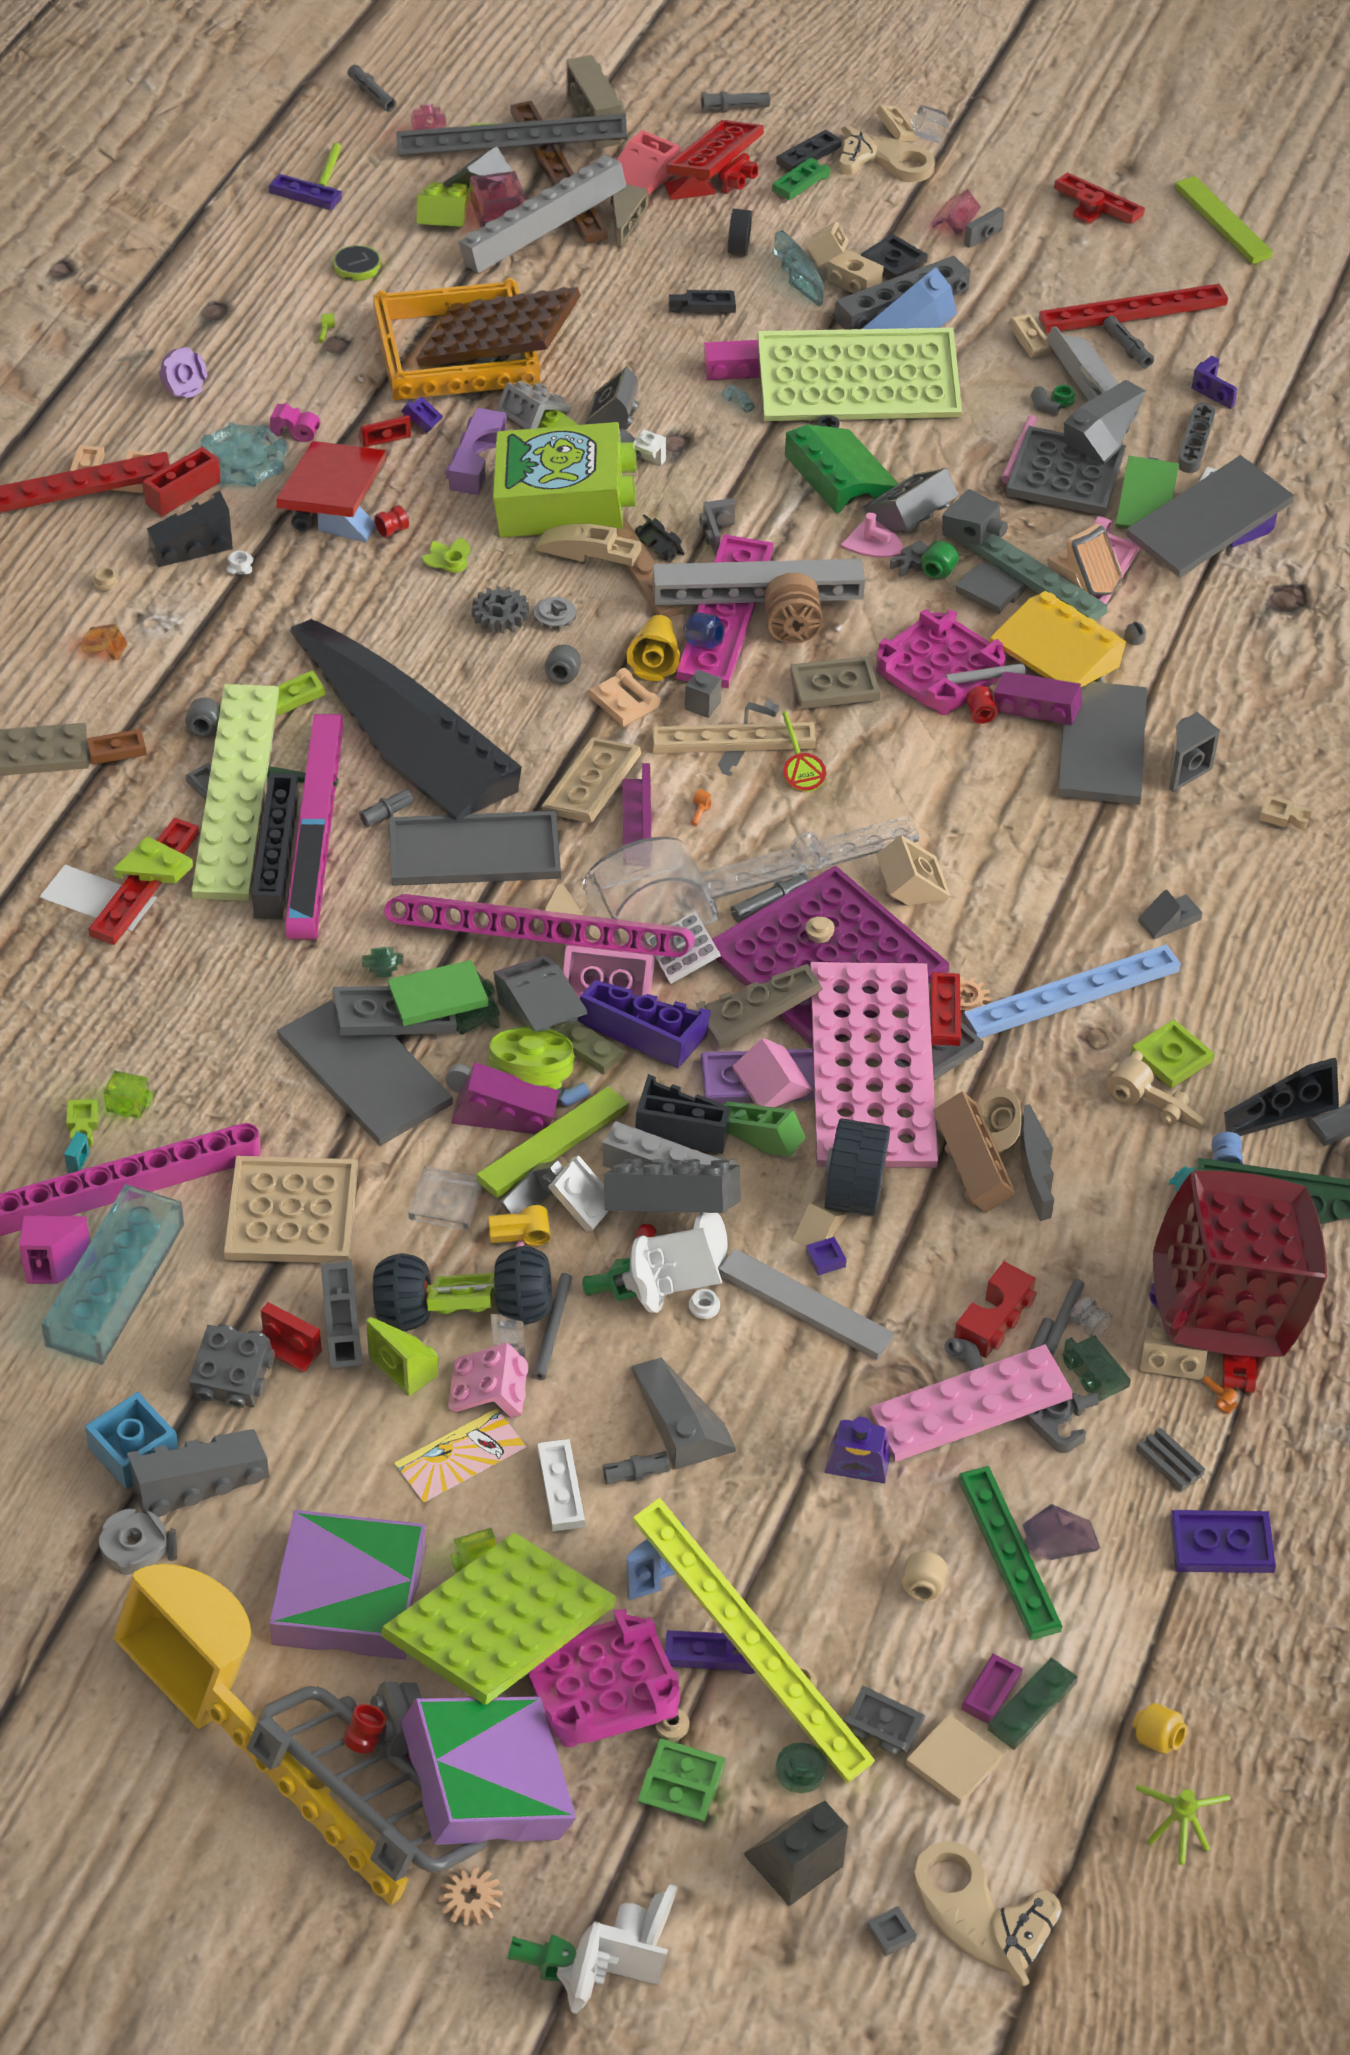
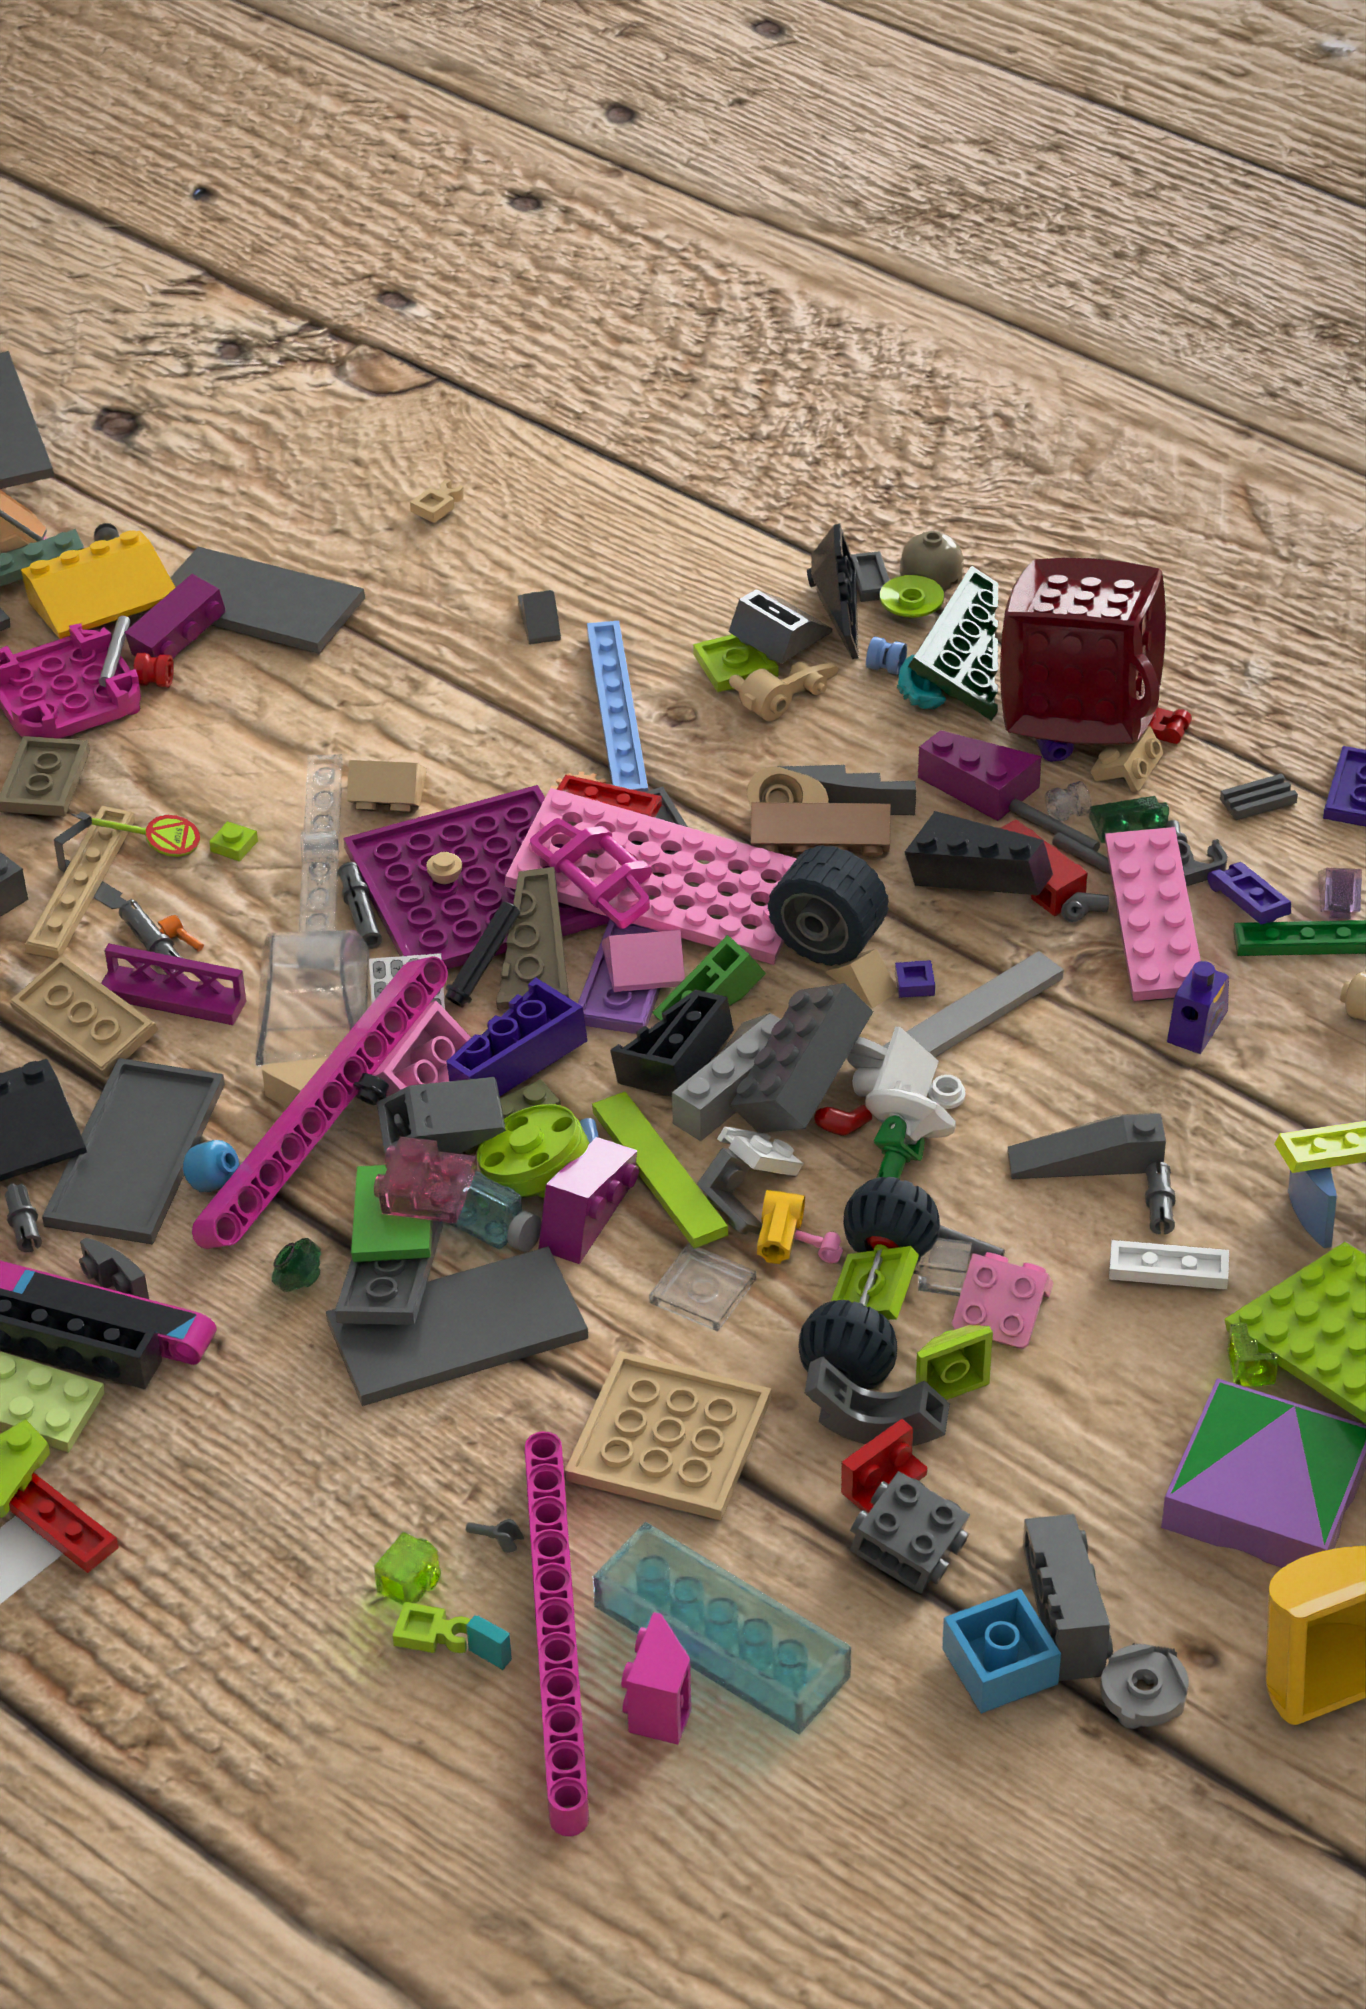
camera: 70 degrees left, 5 degrees down
(176, 1136) = (504, 1532): none -> dark grey hand
(346, 874) = (112, 1268): none -> dark grey slope
(458, 995) = (424, 1181): none -> clear pink plate
(460, 1455) = (1091, 1353): sticker -> none
(463, 878) = (210, 1165): none -> dark azure head
(473, 1042) = (488, 1211): none -> clear light blue bracket
(554, 947) = (371, 1089): none -> black plate
(679, 798) = (146, 930): none -> dark grey pin
(697, 978) = (482, 954): none -> black axle
(814, 808) = (233, 841): none -> lime plate
(832, 1030) = (595, 838): none -> dark pink bar
(973, 1254) = (977, 857): none -> black wedge
(1025, 1467) = (1250, 892): none -> dark purple plate
(1096, 1247) = (978, 772): none -> magenta wedge
(1192, 750) = (324, 531): dark grey slope -> none
(1218, 1064) = (775, 626): none -> dark grey slope
(1226, 1400) = (1195, 736): orange hand -> none
(1317, 1152) = (911, 596): none -> lime dish

